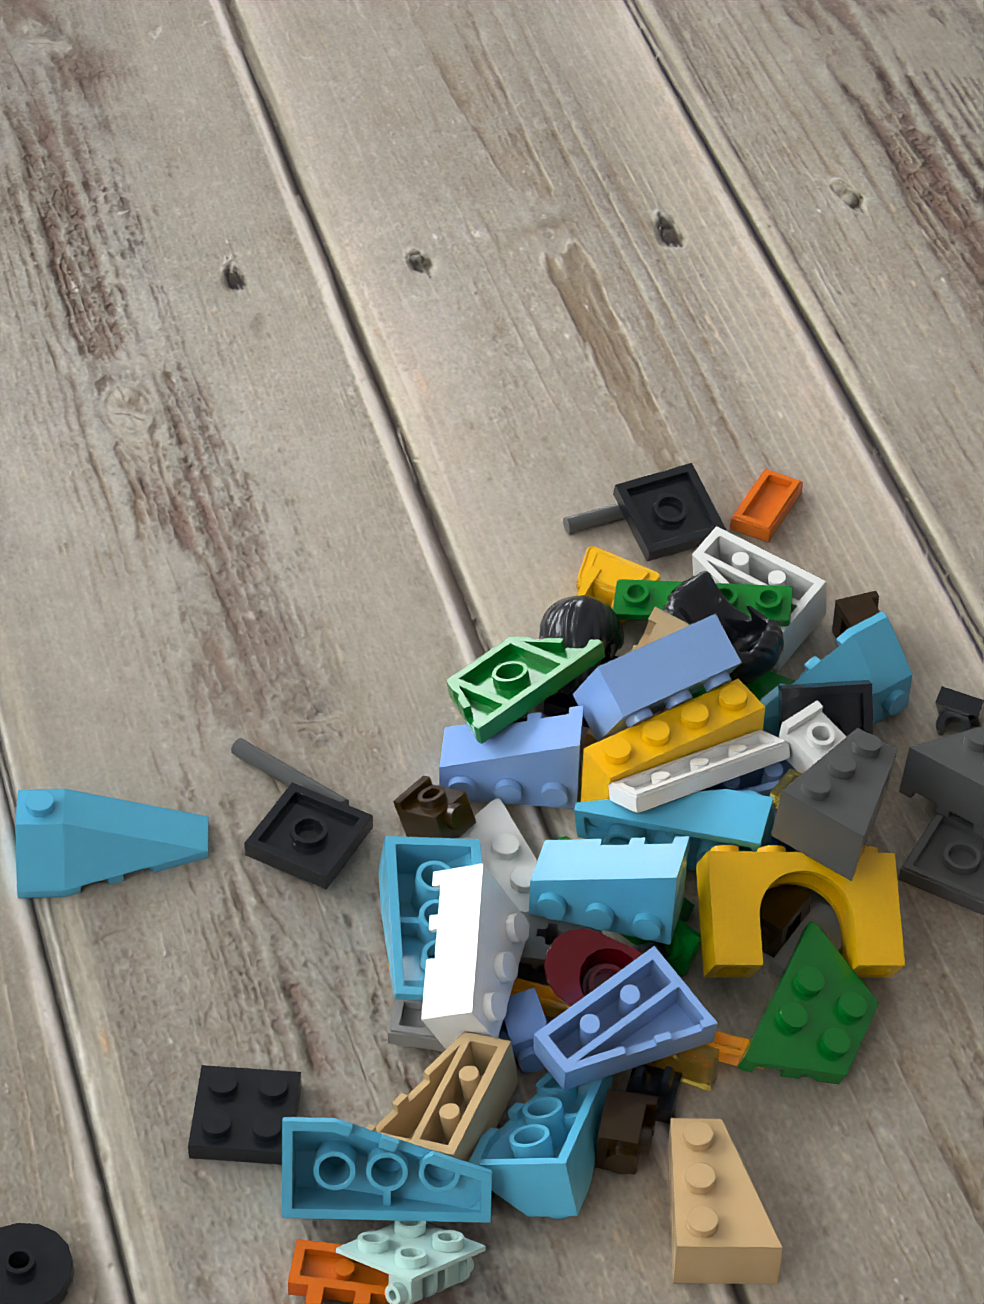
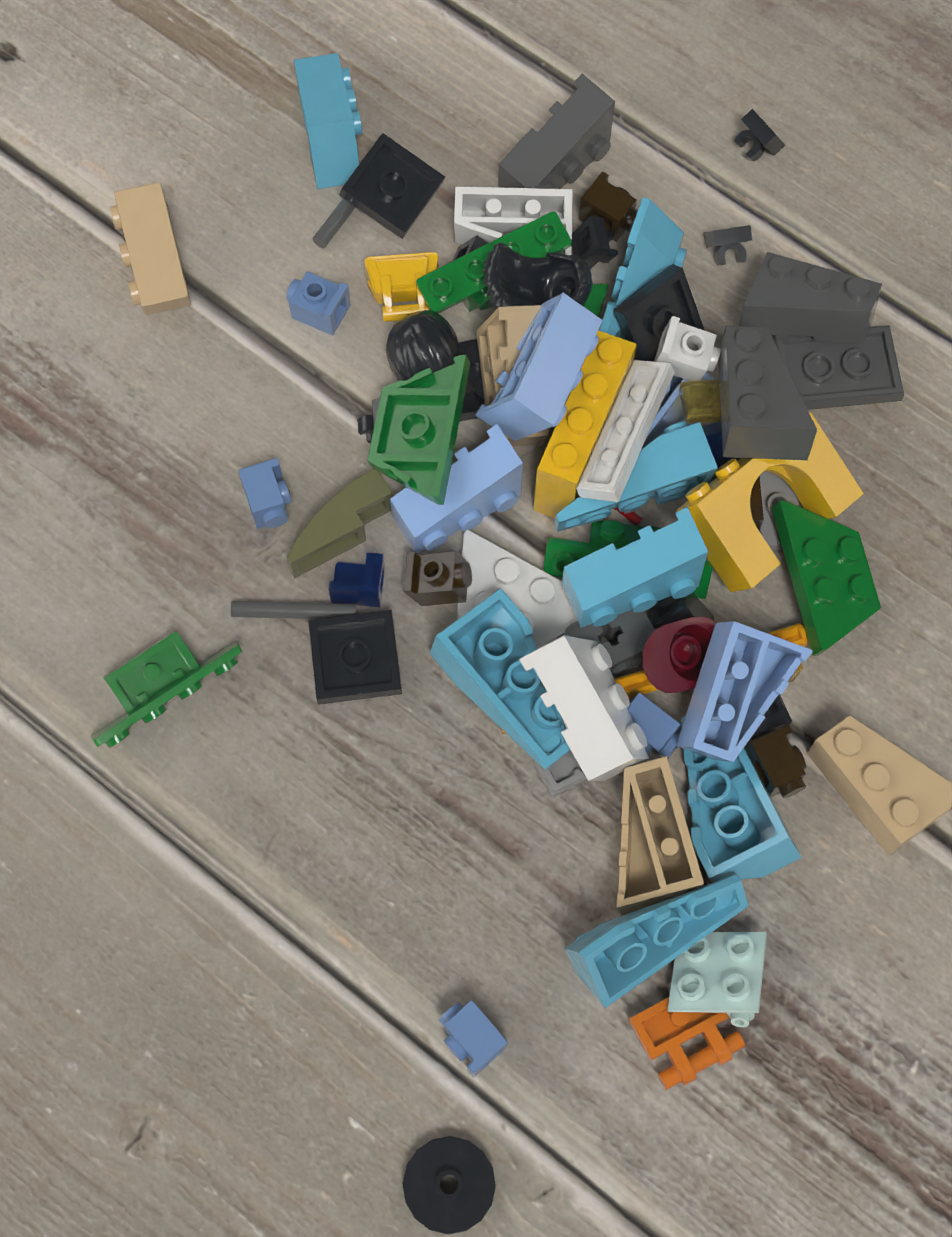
camera: 35 degrees left, 25 degrees up
(85, 838) = (197, 773): medium azure wedge -> none
(122, 753) = (155, 678): none -> green bracket
(143, 1171) = (472, 1036): none -> medium blue brick
(242, 1113) = (500, 932): black plate -> none
(343, 673) = (266, 493): none -> medium blue brick
(367, 787) = (359, 582): none -> clear blue panel
(384, 730) = (340, 523): none -> olive slope
(407, 447) = (150, 249): none -> tan wedge
(520, 554) = (318, 302): none -> medium blue brick
(655, 429) = (329, 118): none -> medium azure wedge
(766, 505) = (450, 132): orange tile -> none
(819, 643) = (592, 241): none -> black tile
(862, 554) = (565, 144): none -> dark grey wedge

